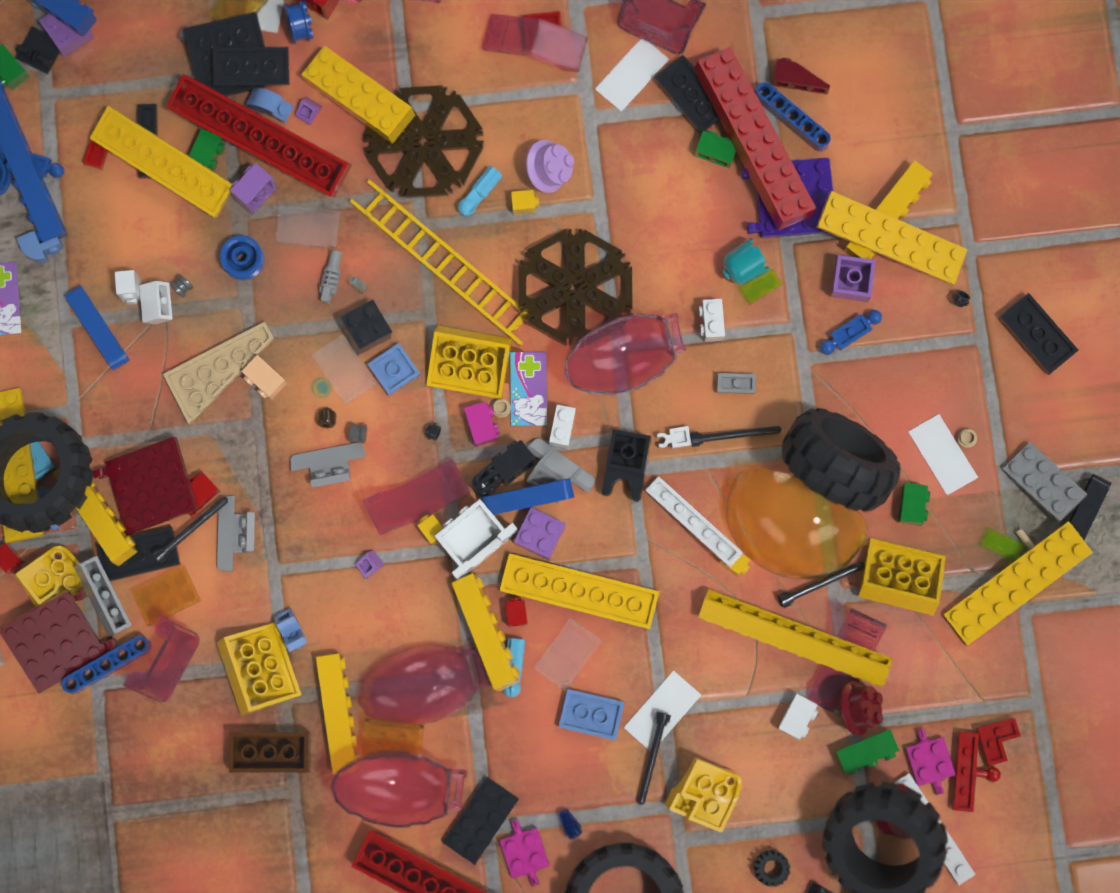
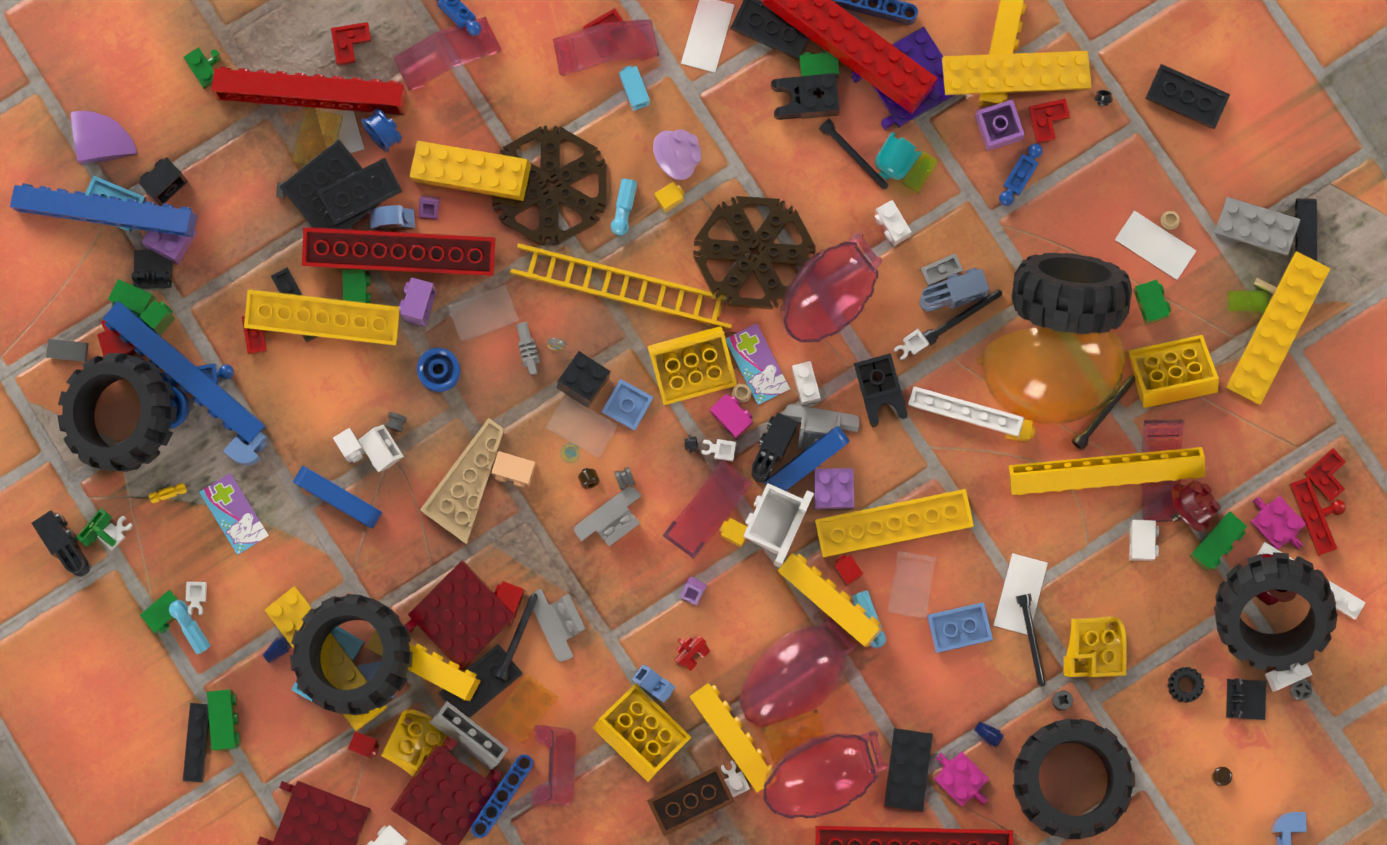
camera: 25 degrees left, 0 degrees up
(20, 93) = (158, 316): none -> green brick
(320, 755) = (736, 782): none -> white plate
(346, 615) = (688, 649): none -> red hips
(458, 451) = (723, 449): none -> white plate
(541, 90) = (634, 87): none -> medium azure brick
(652, 828) = (1059, 700): none -> dark grey wheel
(688, 169) = (803, 96): none -> black brick
(697, 208) = (829, 129): none -> black piece
(738, 408) = (955, 291): none -> sand blue brick
(898, 289) = (1042, 117): none -> red plate

